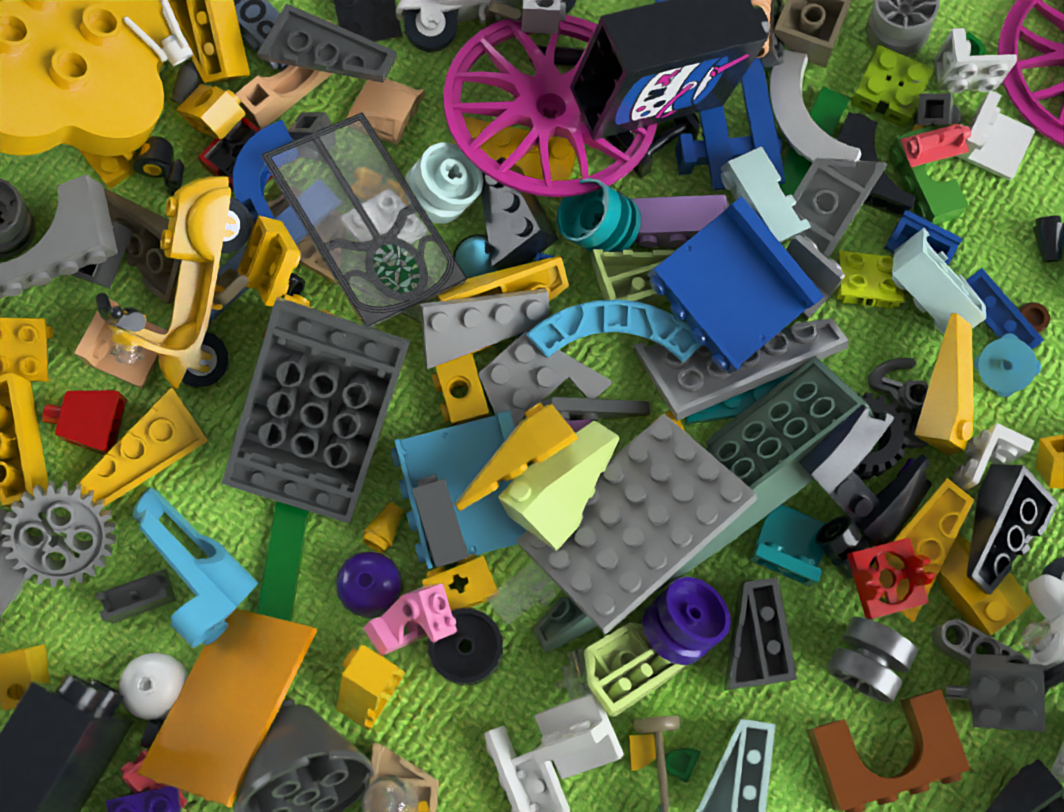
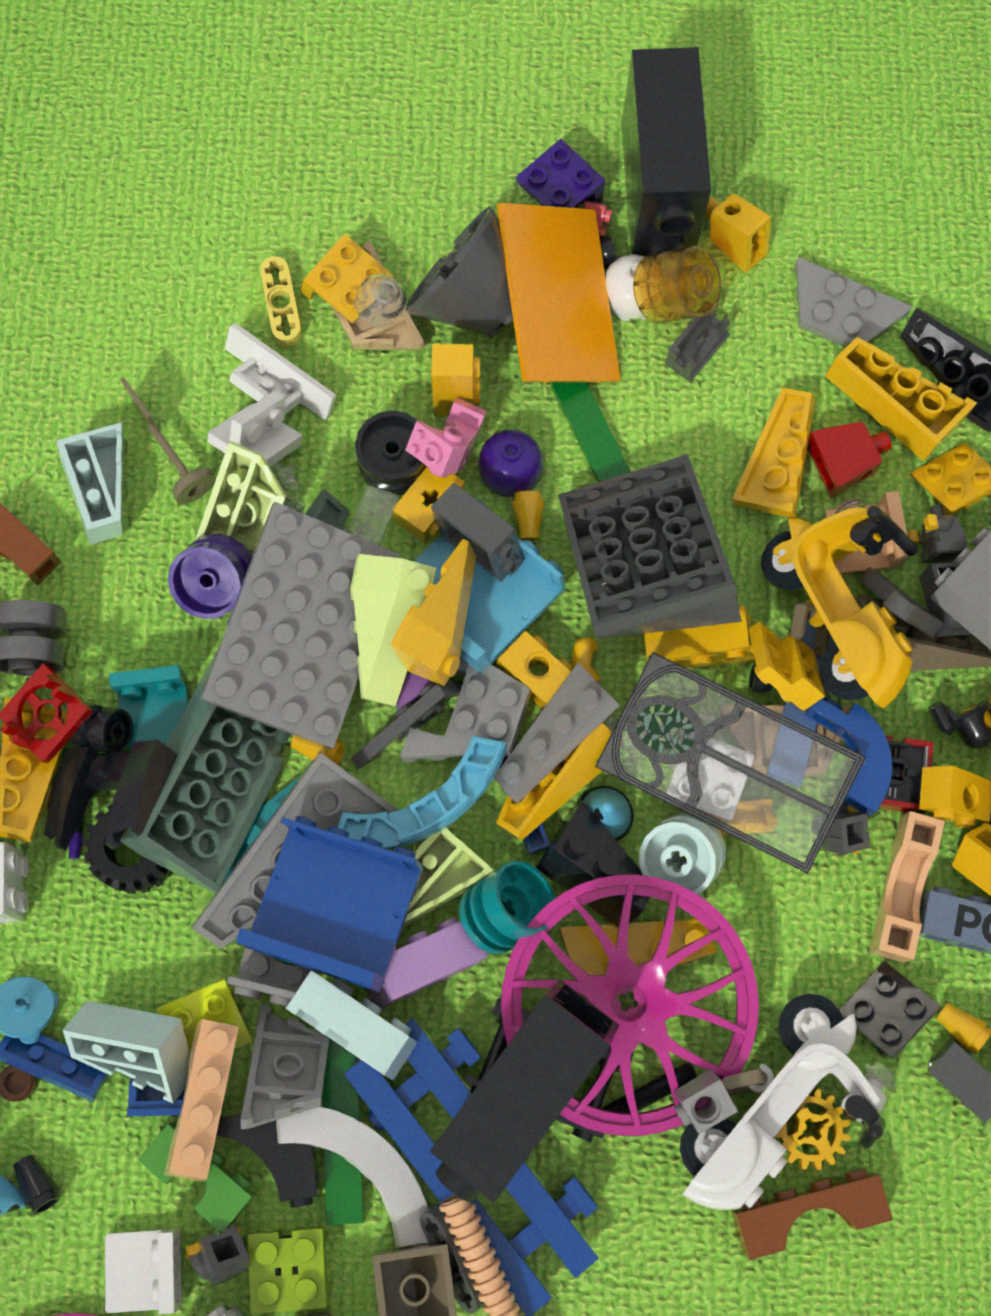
camera: 150 degrees right, 0 degrees up
(34, 551) = (795, 346): light grey gear -> none
(67, 308) = (940, 537): none -> dark grey piece
(119, 645) = (677, 285): none -> clear yellow wheel
(137, 244) = (901, 603): none -> dark grey beam
(216, 581) = (637, 381): medium azure panel -> none
(322, 46) = (898, 918): dark grey wing -> none
(387, 107) = (798, 913): light nougat slope -> none
(417, 383) = (582, 654): none -> yellow arm
(641, 750) = (195, 458): yellow tile -> none
(681, 762) = (157, 473): green tile -> none
(759, 638) = (138, 600): dark grey wedge -> none
(885, 230) = (203, 1101): none -> light nougat arch
(907, 396) = (115, 912): dark grey piece -> none
(936, 144) = (204, 1207): coral hinge -> none
(949, 404) = (62, 919): yellow wedge -> none

